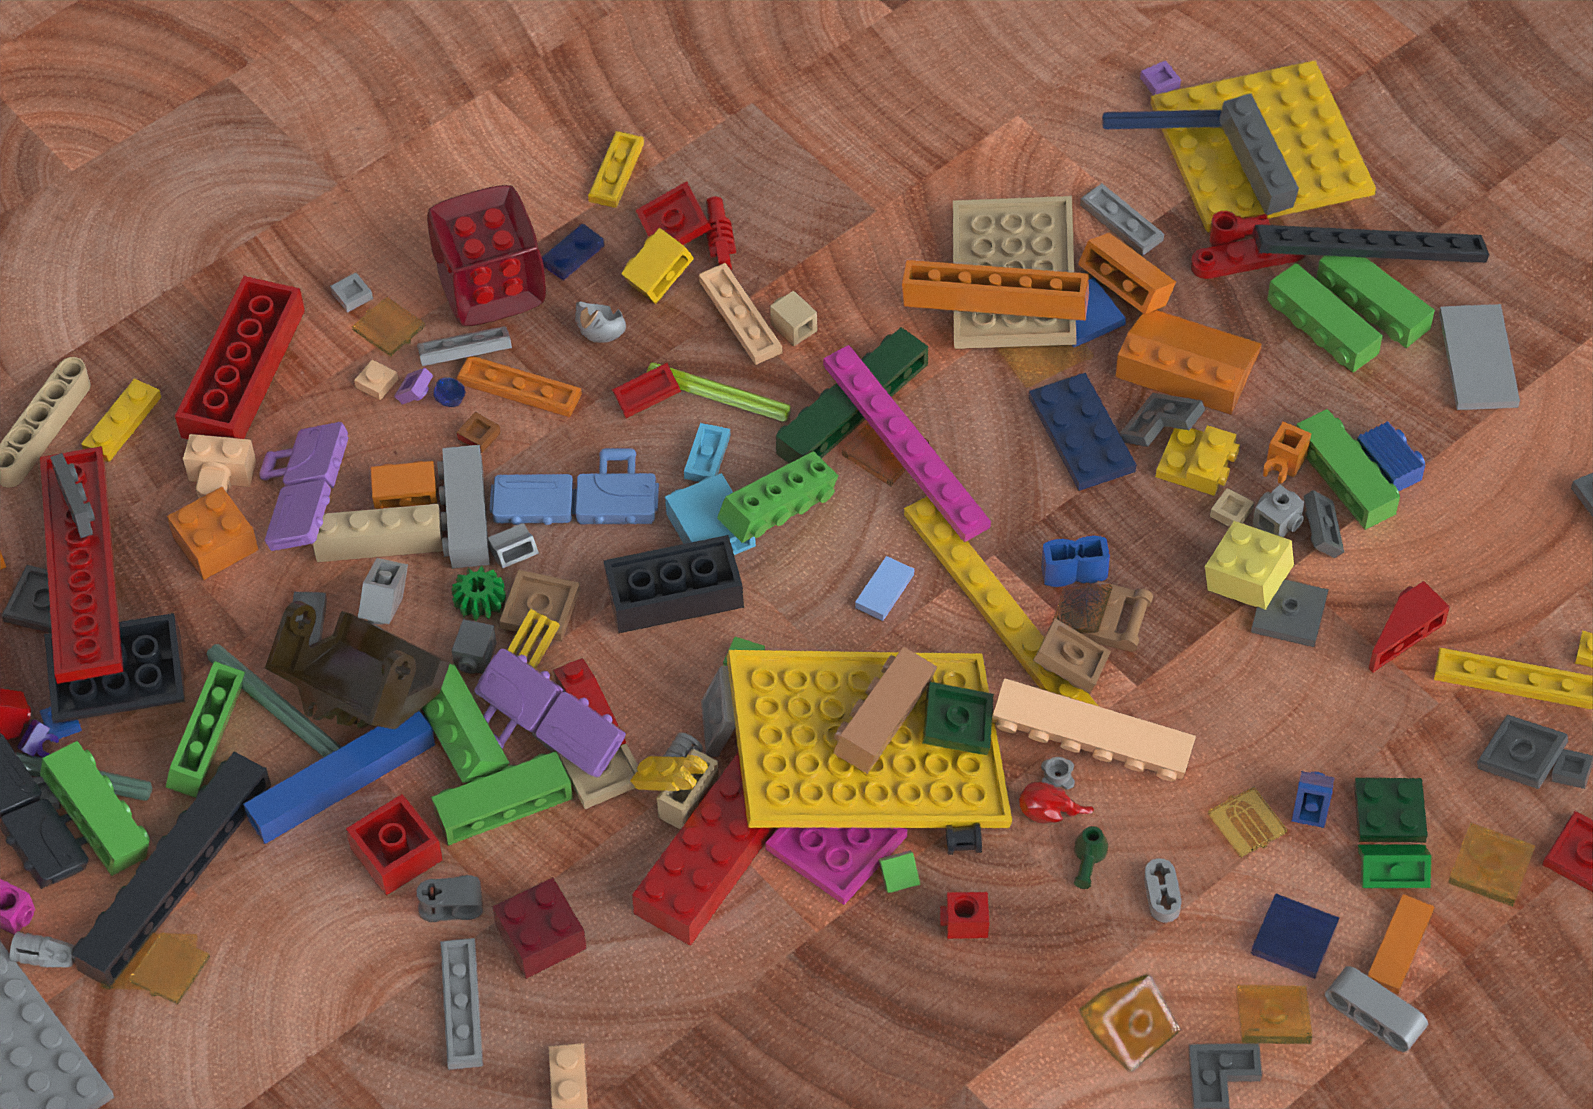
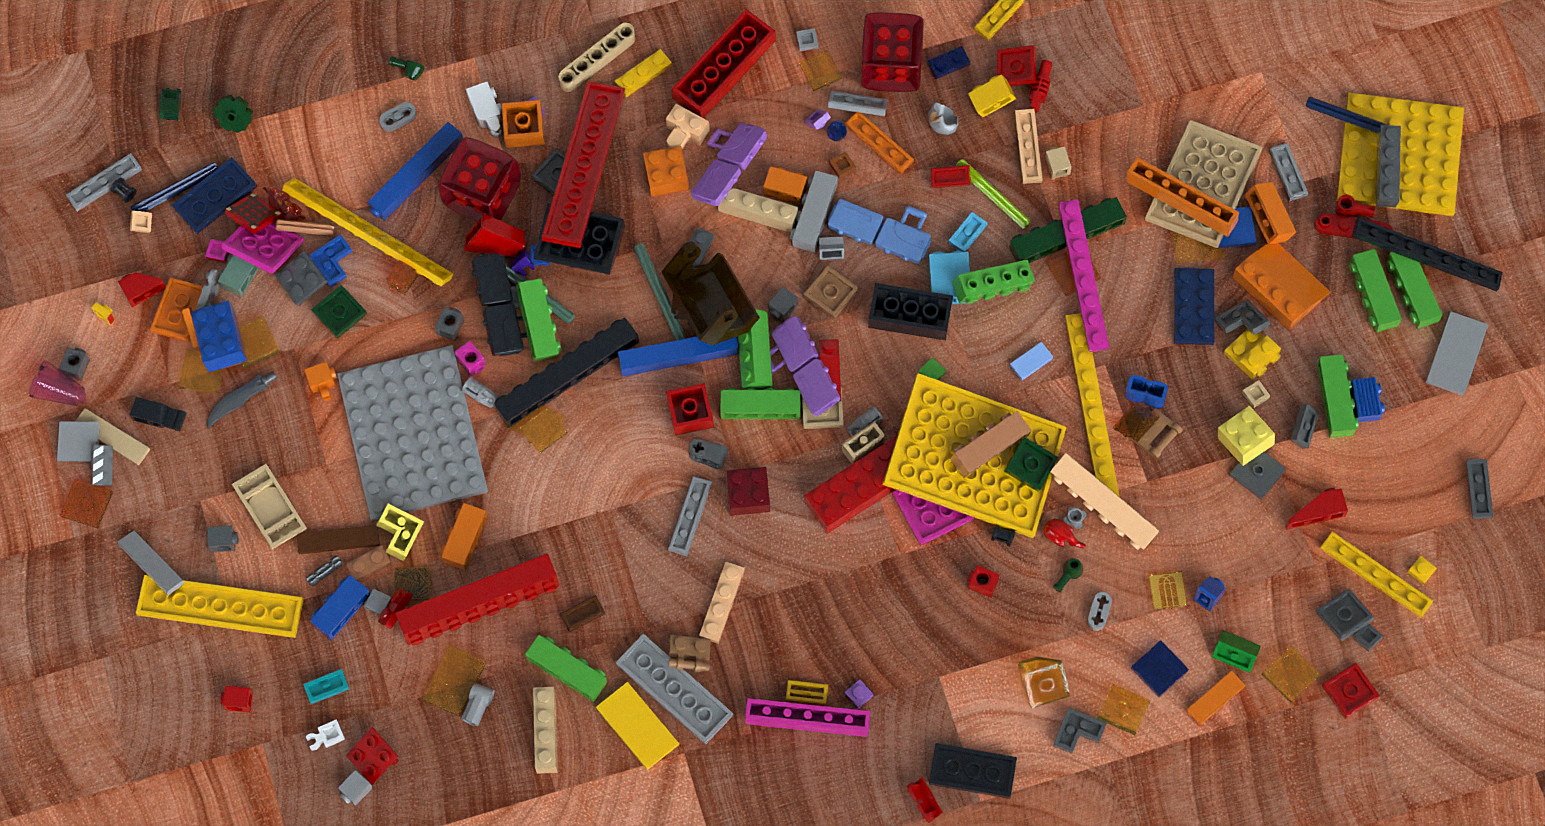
camera: 25 degrees right, 15 degrees up
(73, 495) = (595, 119): dark grey plate -> none
(205, 729) = (615, 296): bright green brick -> none
(376, 379) = (798, 104): light nougat plate -> none
(382, 591) = (744, 250): light grey brick -> none
(478, 593) = (796, 277): green gear -> none
(523, 631) = (826, 305): yellow tile -> none
(668, 773) = (853, 431): yellow hinge -> none
(718, 713) = (899, 404): light grey tile -> none
(899, 871) = (958, 539): bright green tile -> none
(1072, 656) = (1115, 450): medium nougat plate -> none
(1160, 78) = (1360, 82): medium lavender plate -> none
(1279, 512) = (1280, 409): light grey brick -> none
(1287, 451) = (1304, 372): orange brick -> none
(1376, 1009) = (1181, 730): light grey beam -> none
(1390, 810) = (1252, 617): dark green plate -> none

